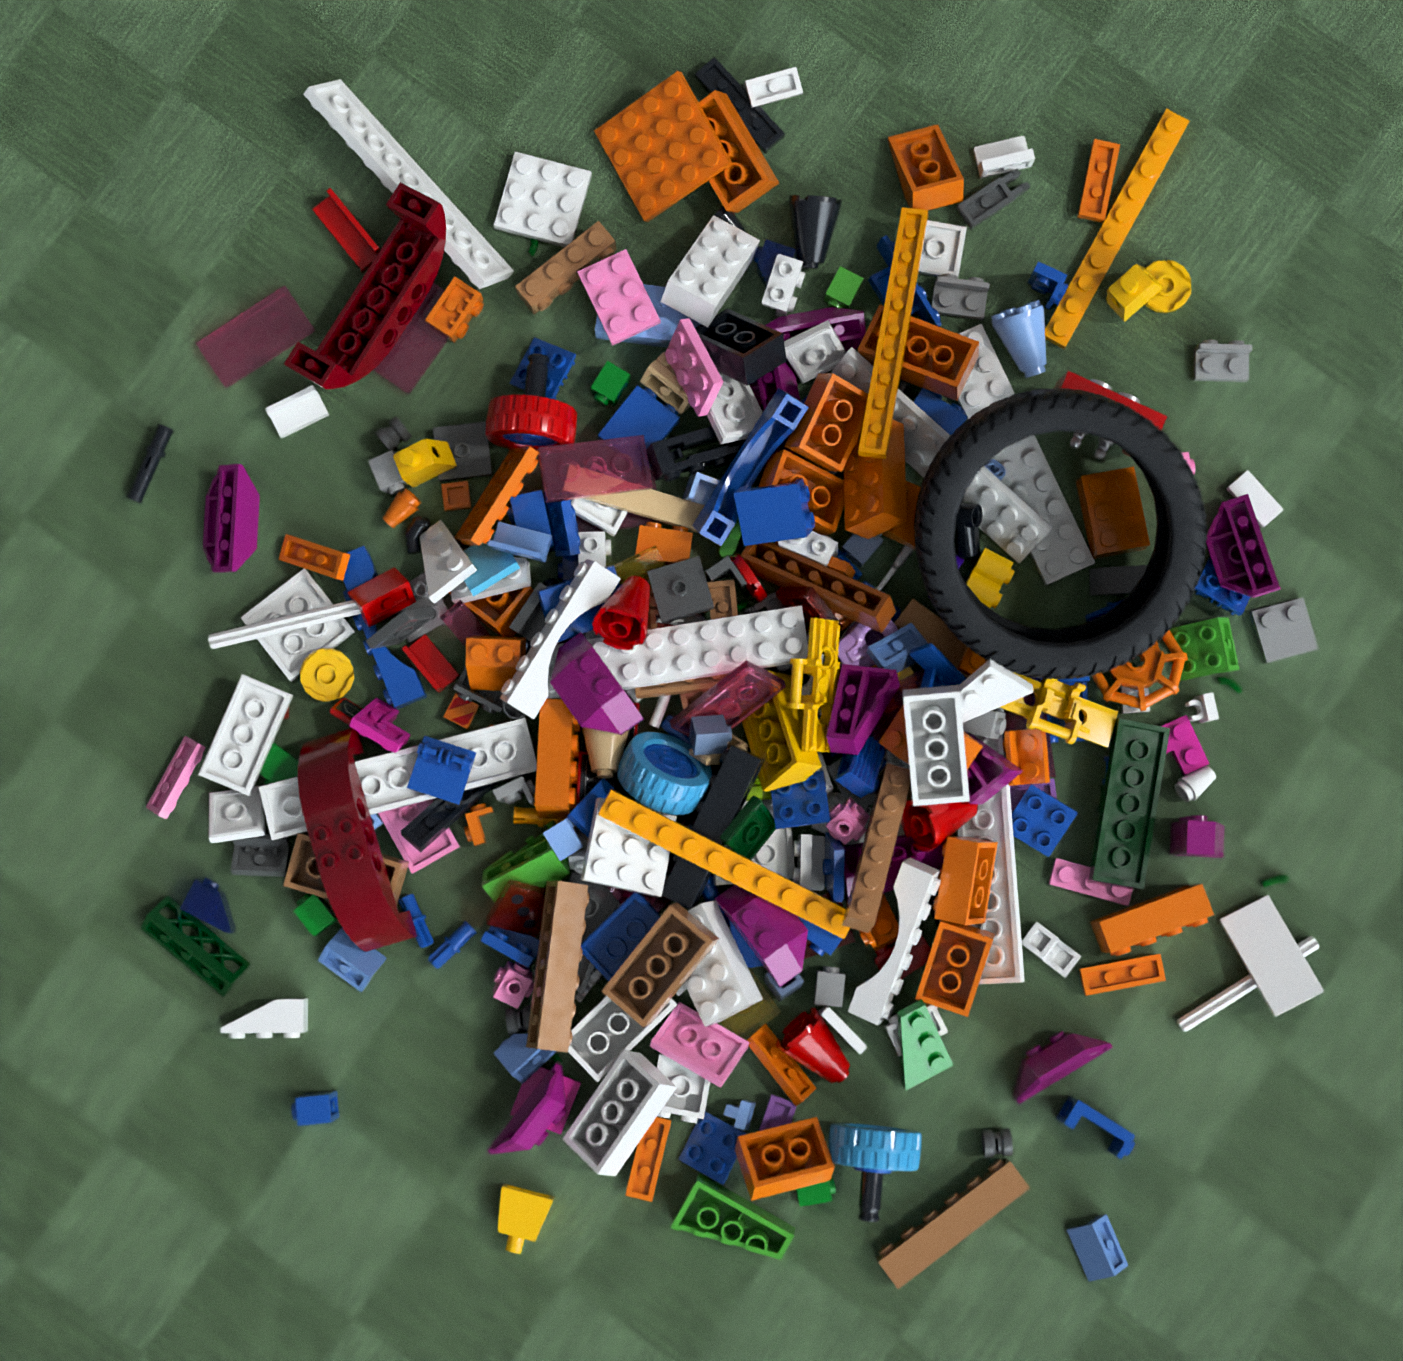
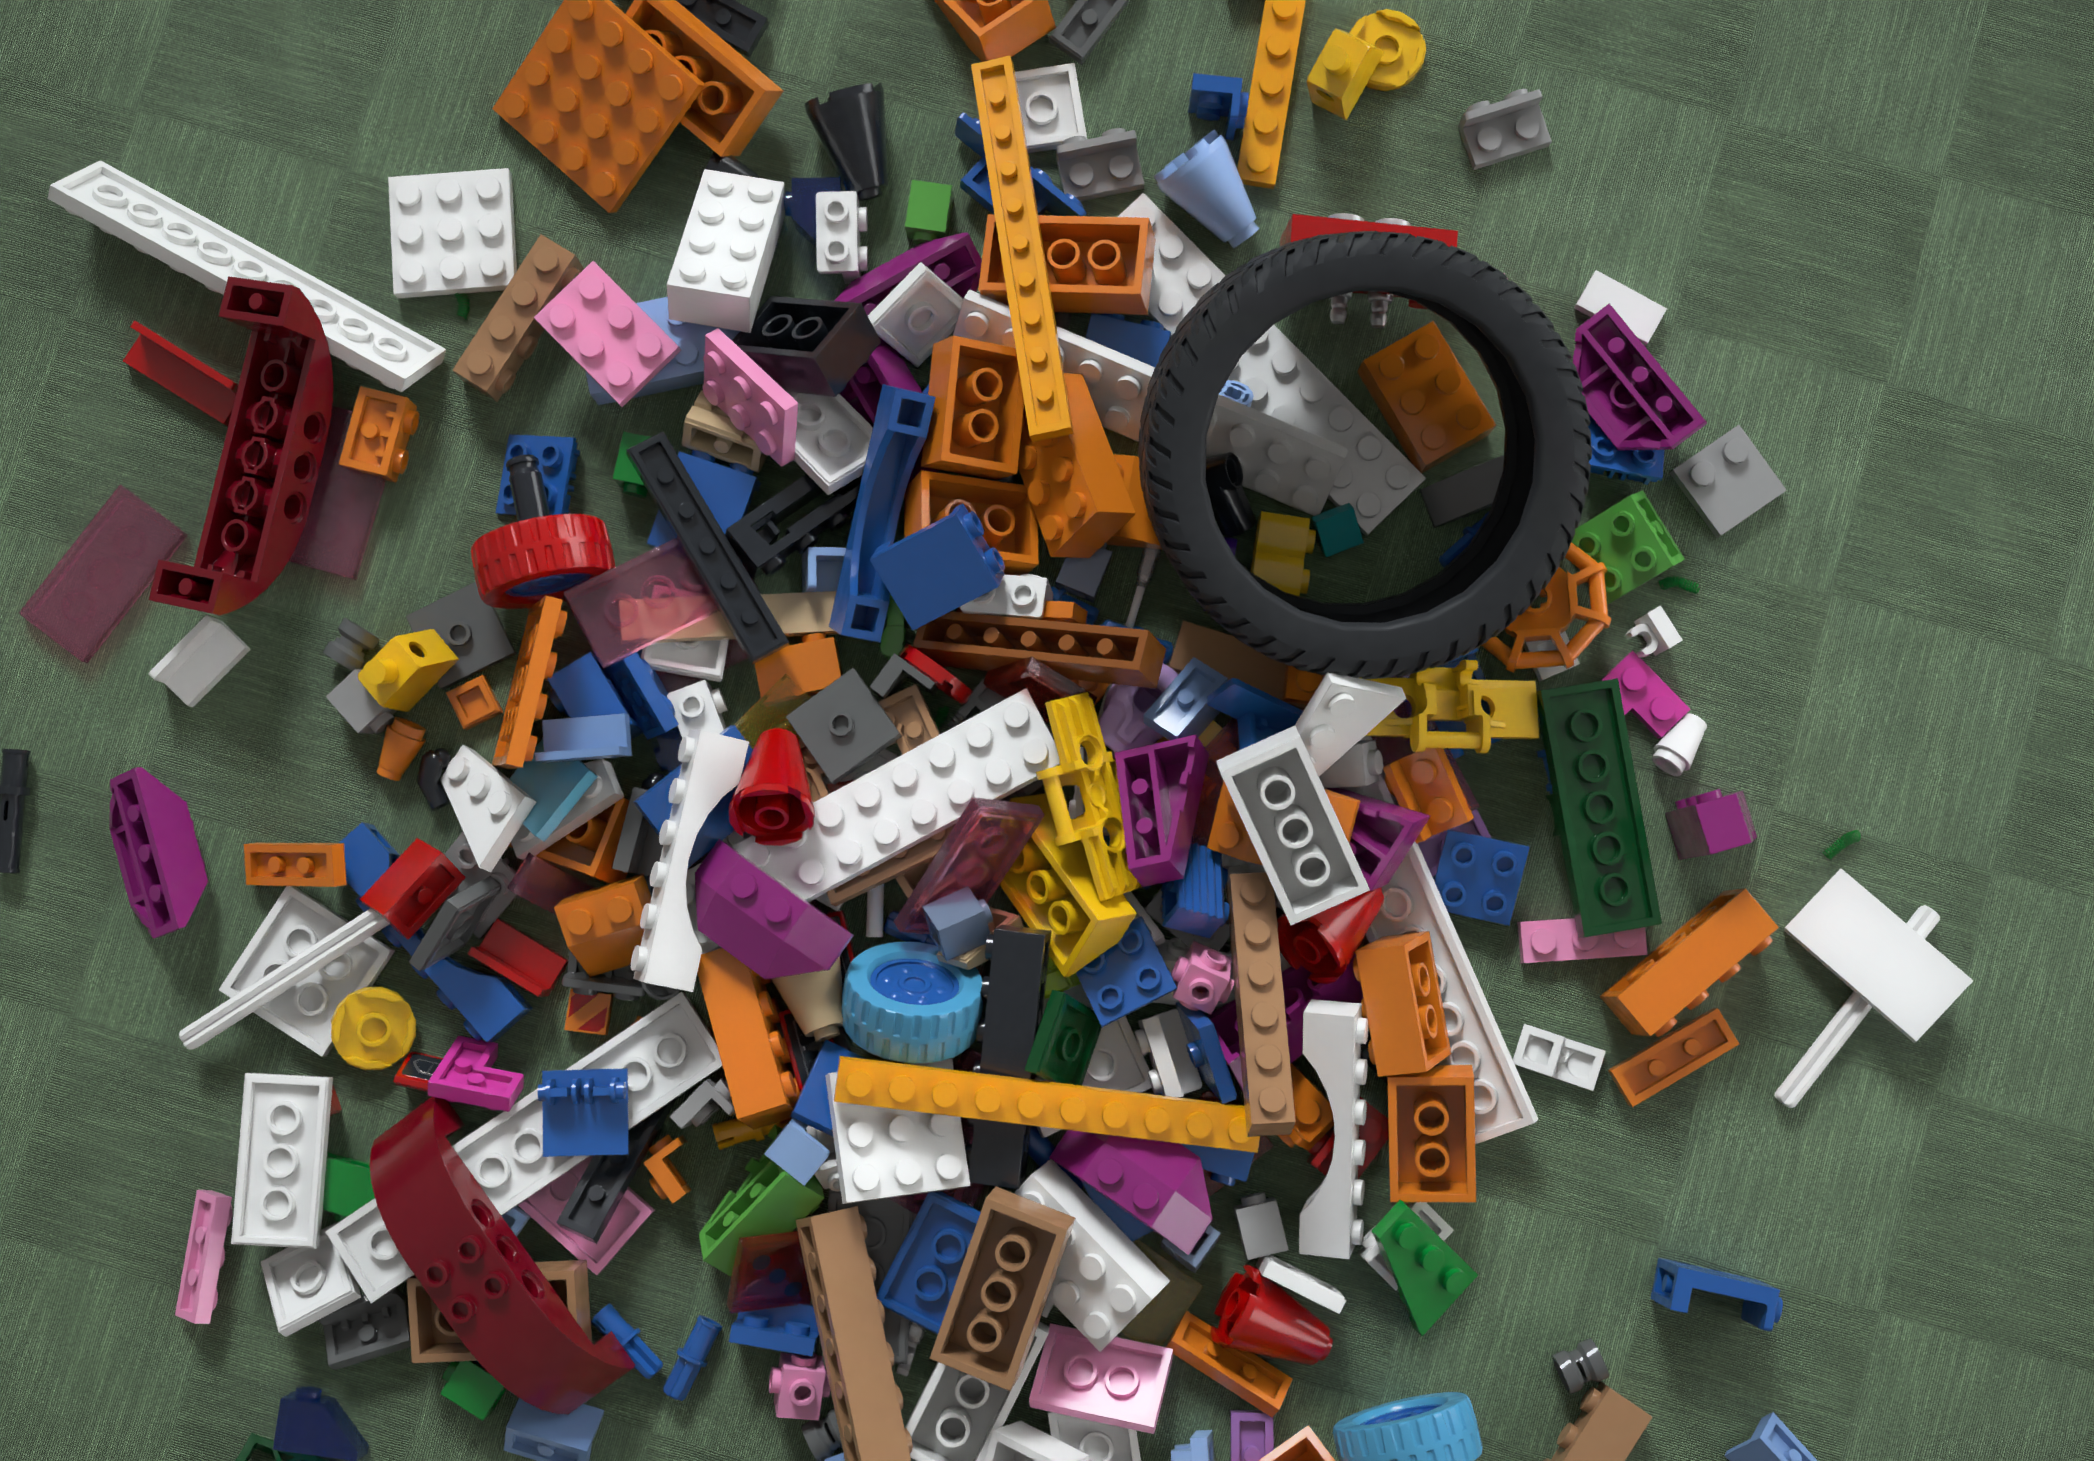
camera: 15 degrees left, 0 degrees up
(635, 450) = (707, 548): none -> black tile
(1028, 575) = (1337, 529): none -> teal tile
(1054, 1061) = (1622, 1218): magenta wedge -> none

